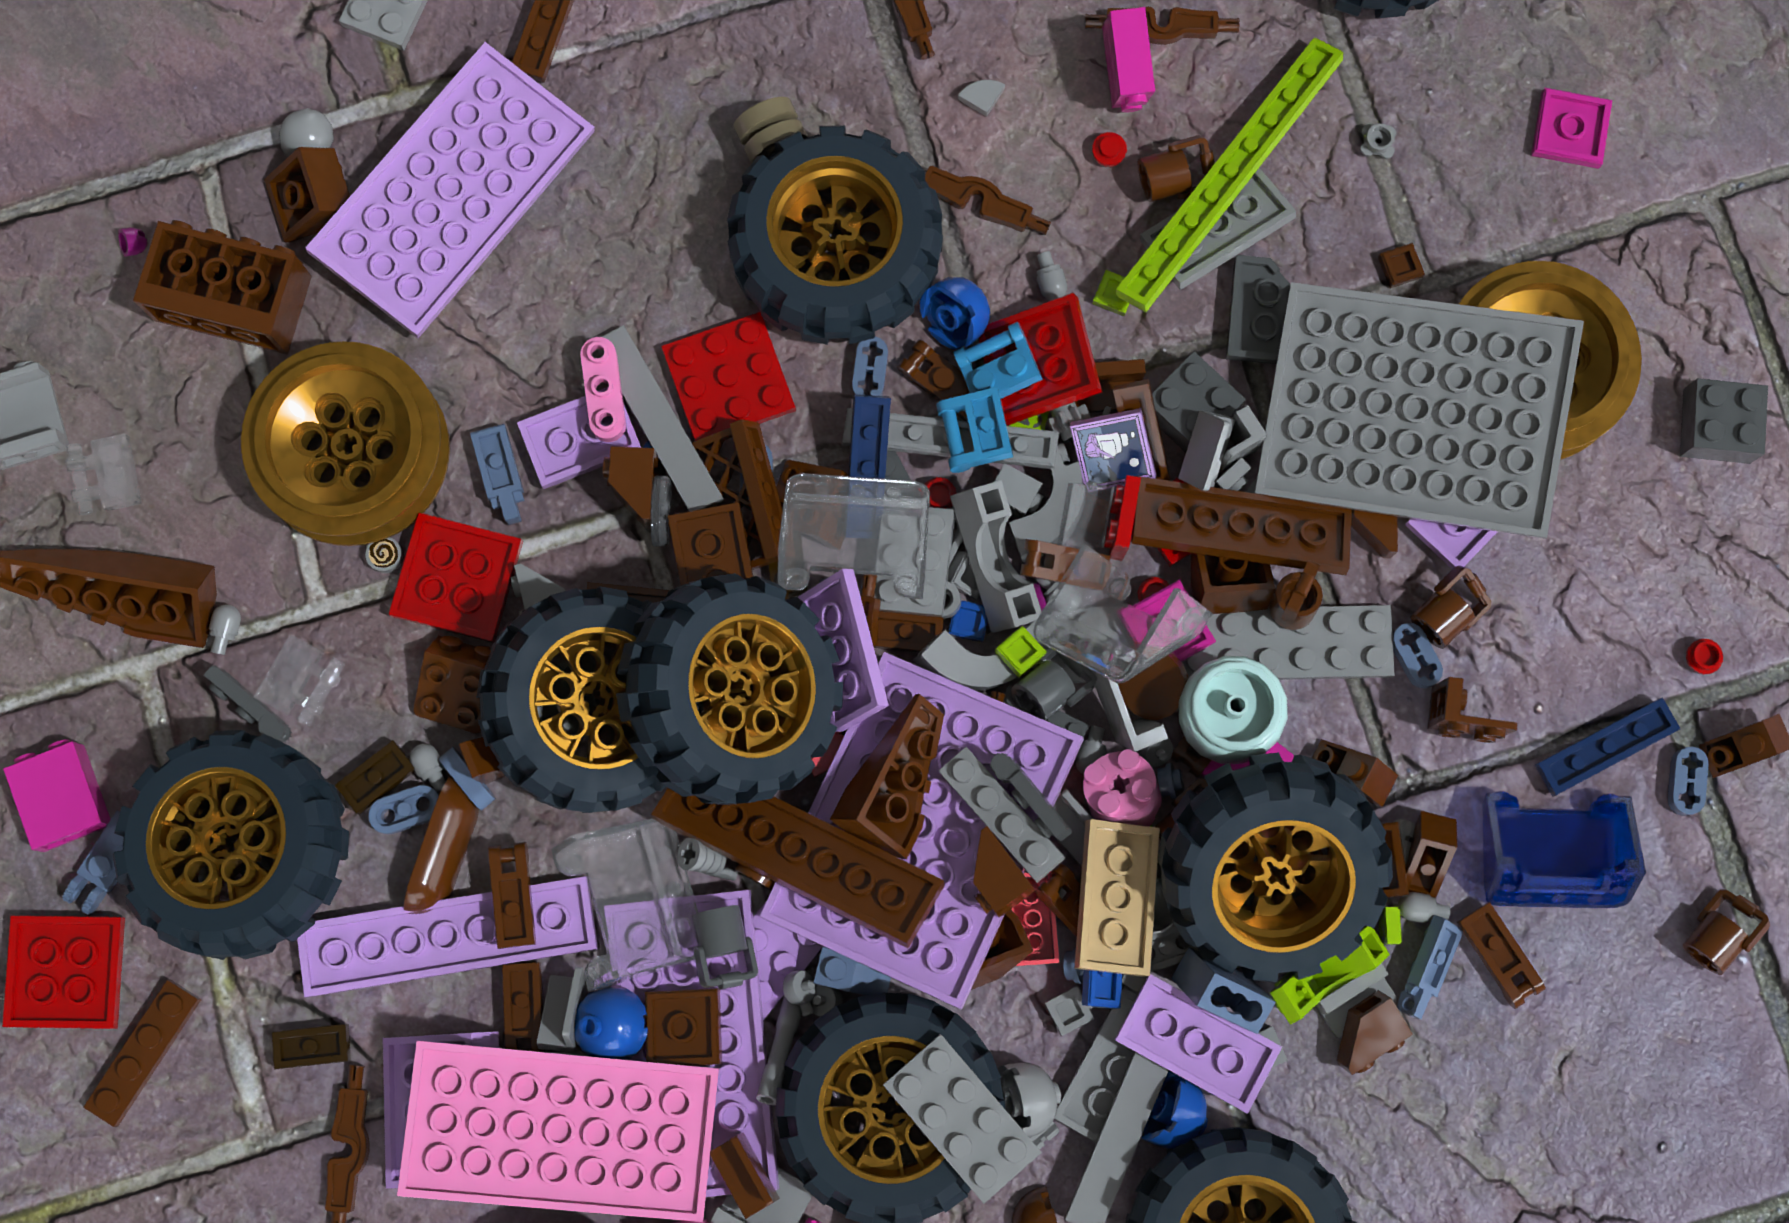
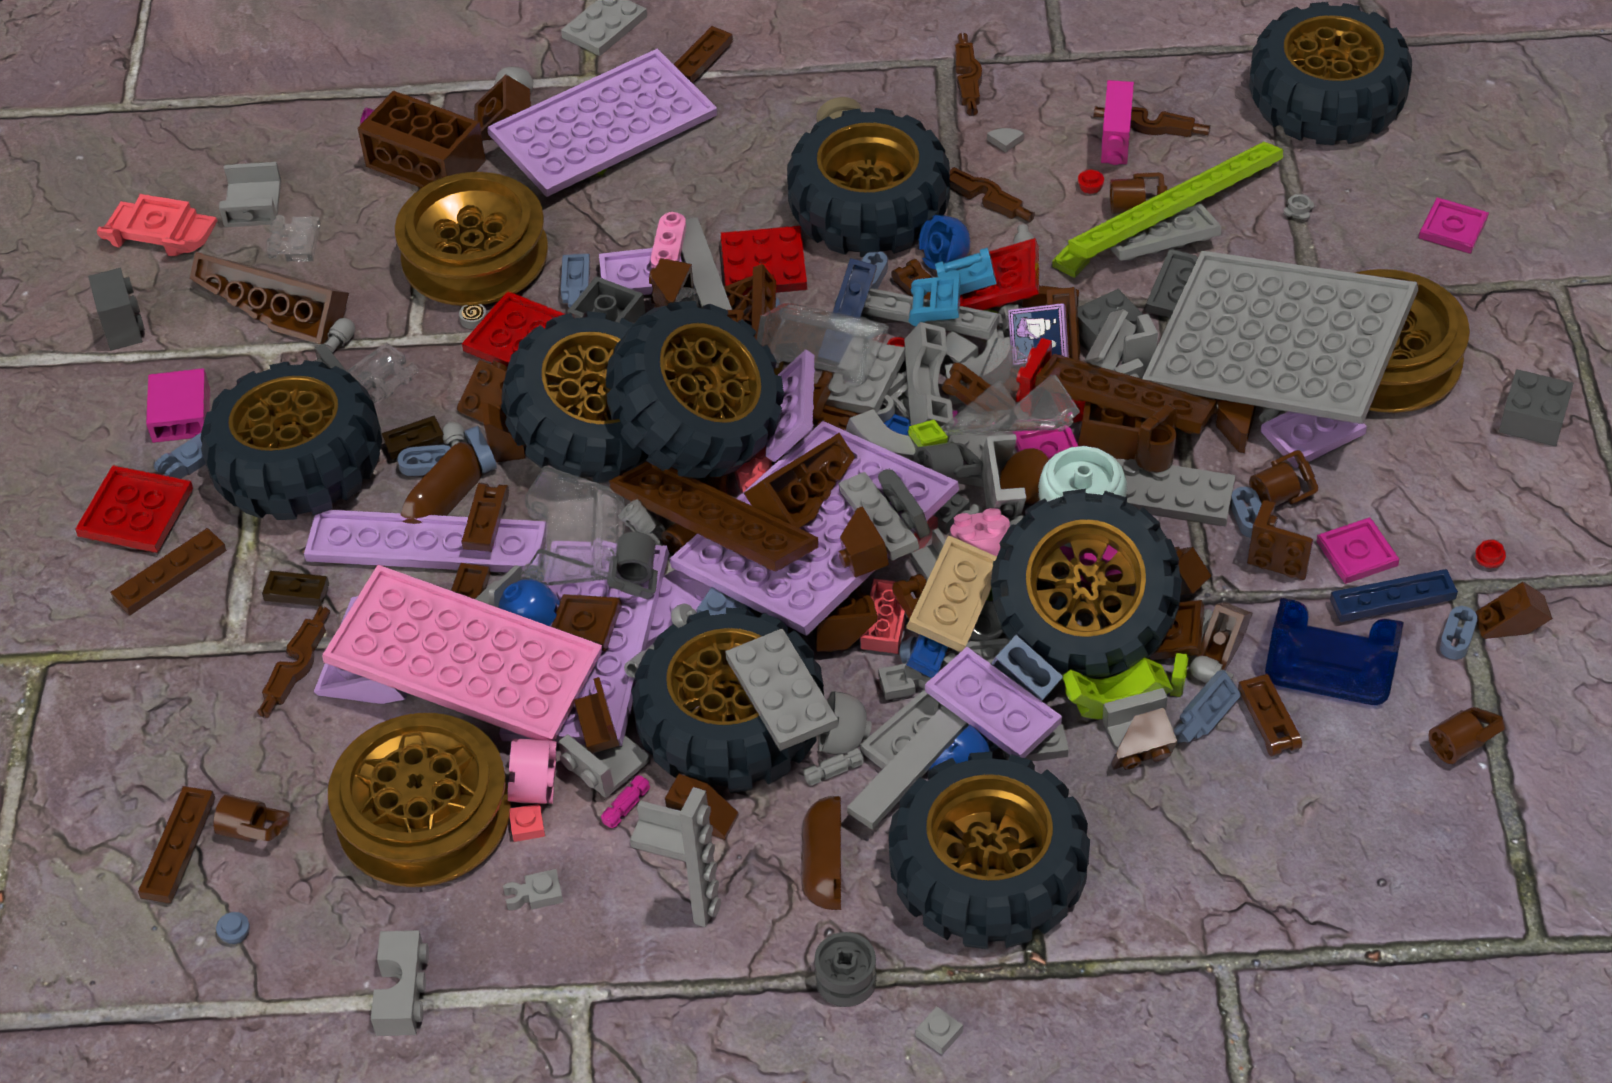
camera: 20 degrees right, 30 degrees down
(559, 527) = (611, 299): none -> dark grey brick
(1552, 683) = (1357, 550): none -> dark pink tile

